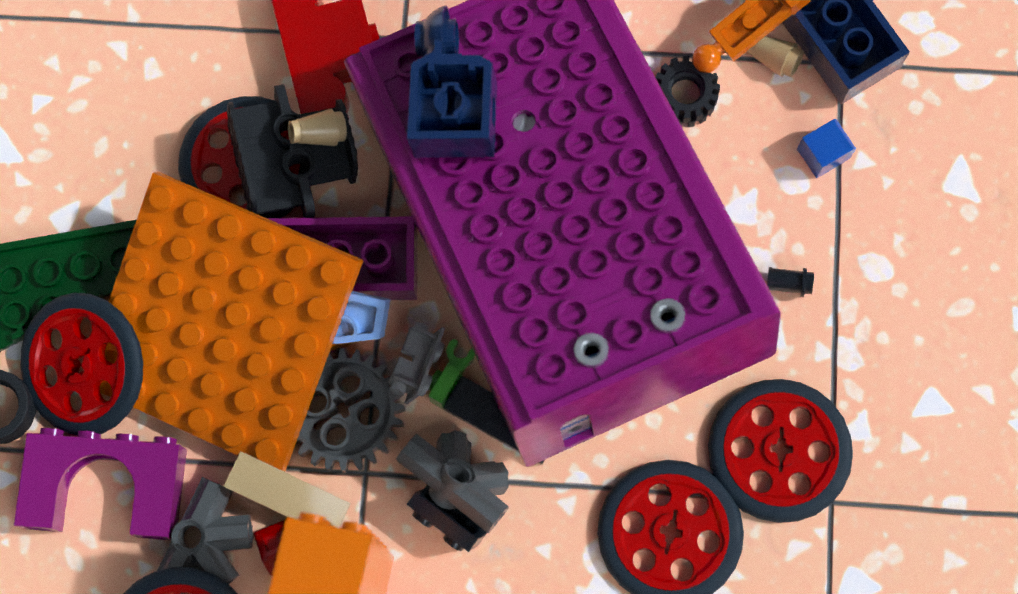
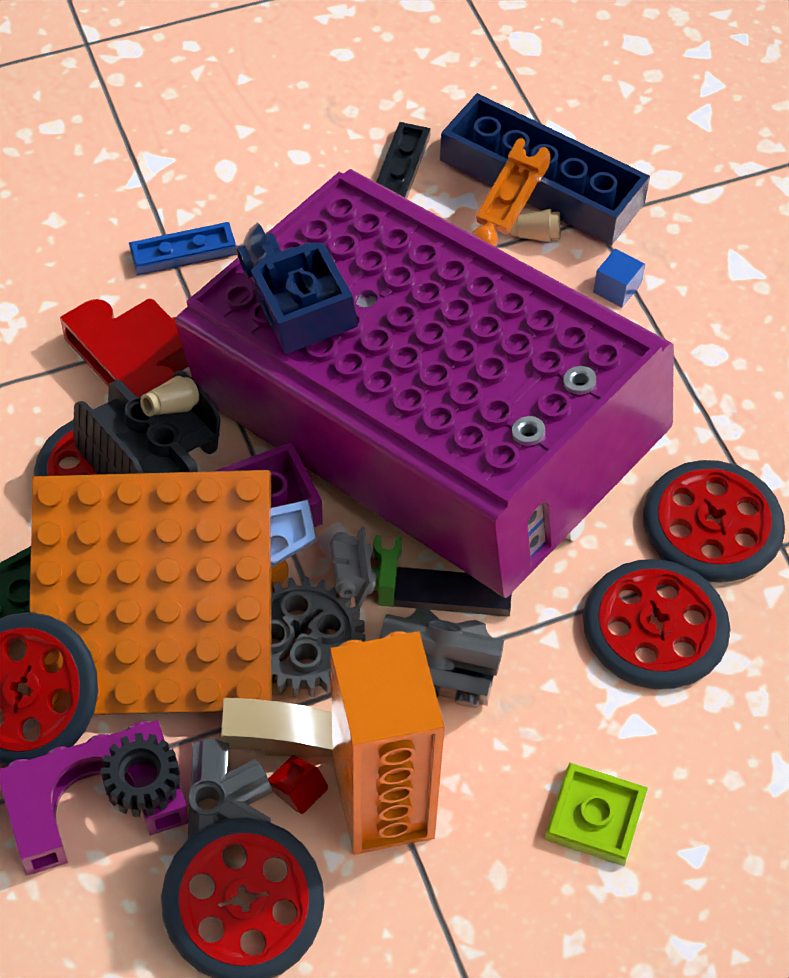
camera: 30 degrees left, 20 degrees down
(116, 486) = (138, 752): none -> black tyre

